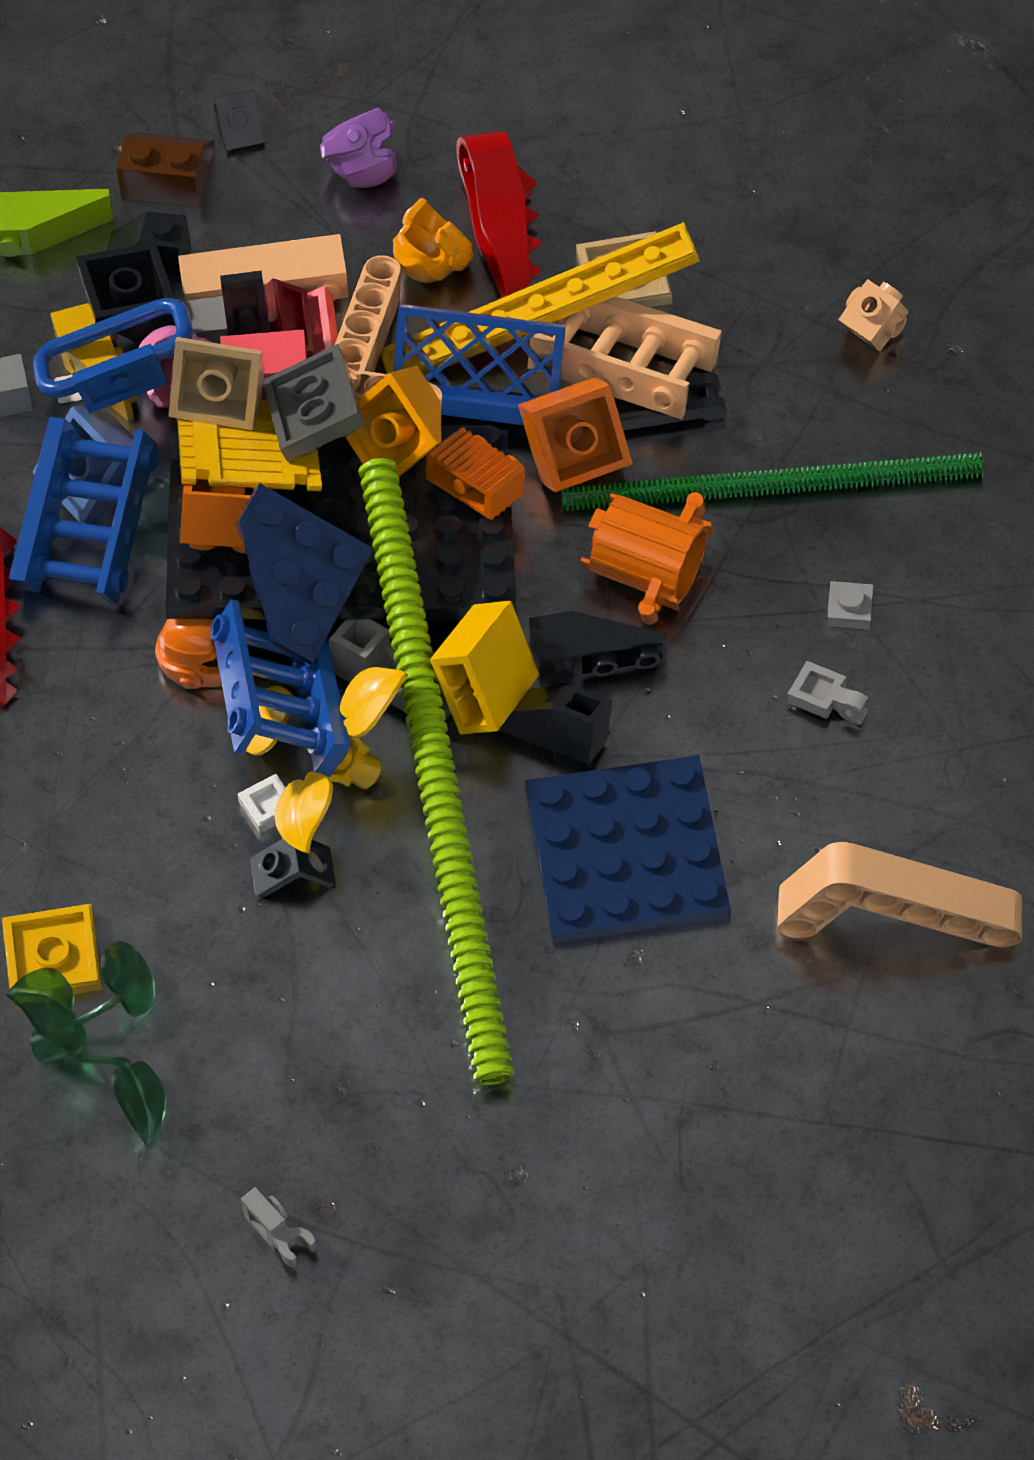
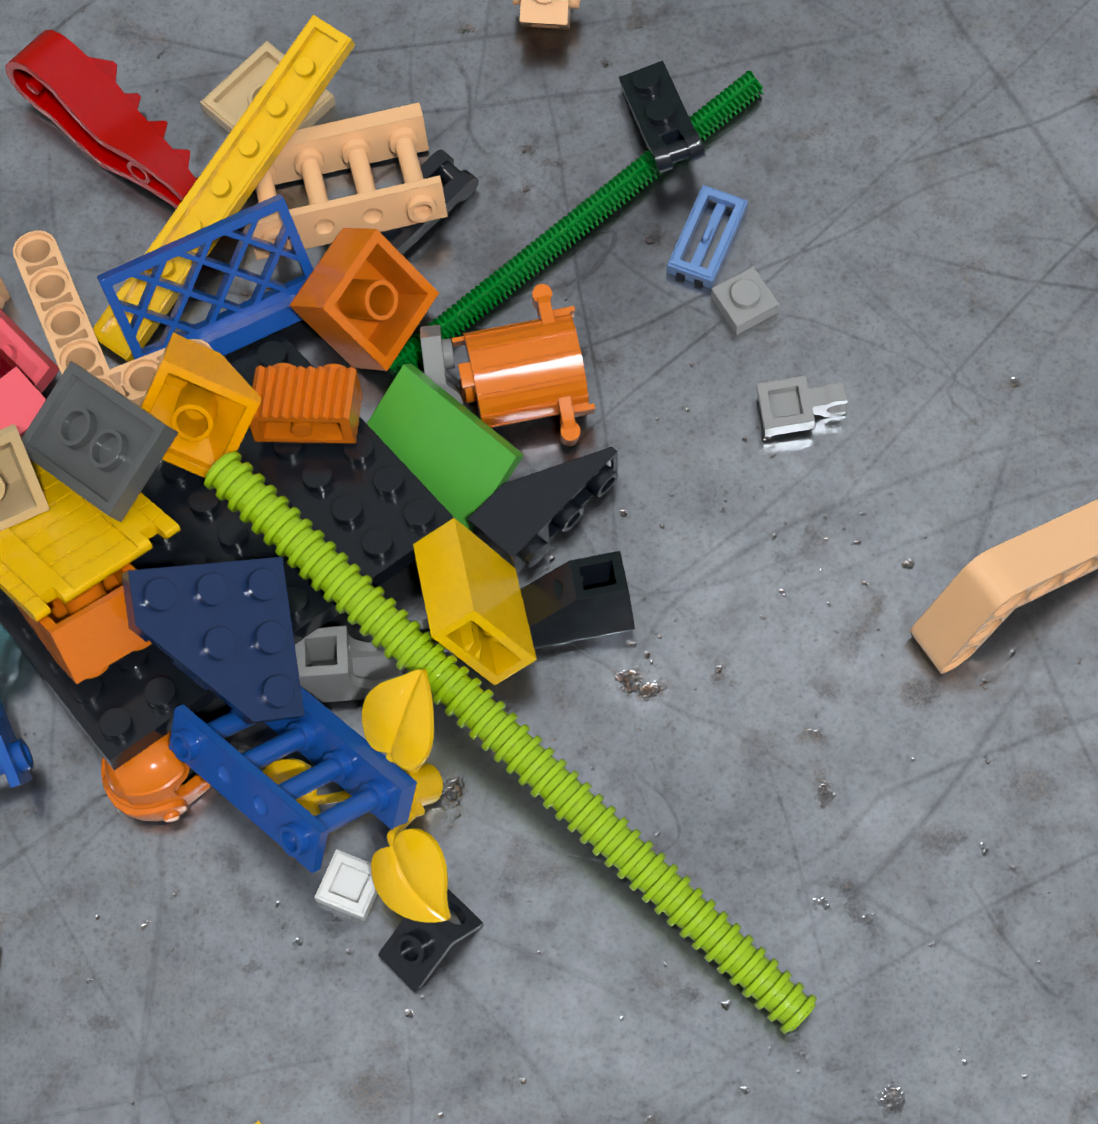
camera: 35 degrees left, 10 degrees up
(429, 245) = (60, 193): light orange helmet -> none
(551, 561) = (443, 443): none -> bright green tile
(593, 496) = (437, 358): none -> light grey plate
(627, 849) = (733, 689): dark blue plate -> none
(863, 552) = (694, 270): none -> medium blue tile
(889, 444) = (661, 116): none -> black plate

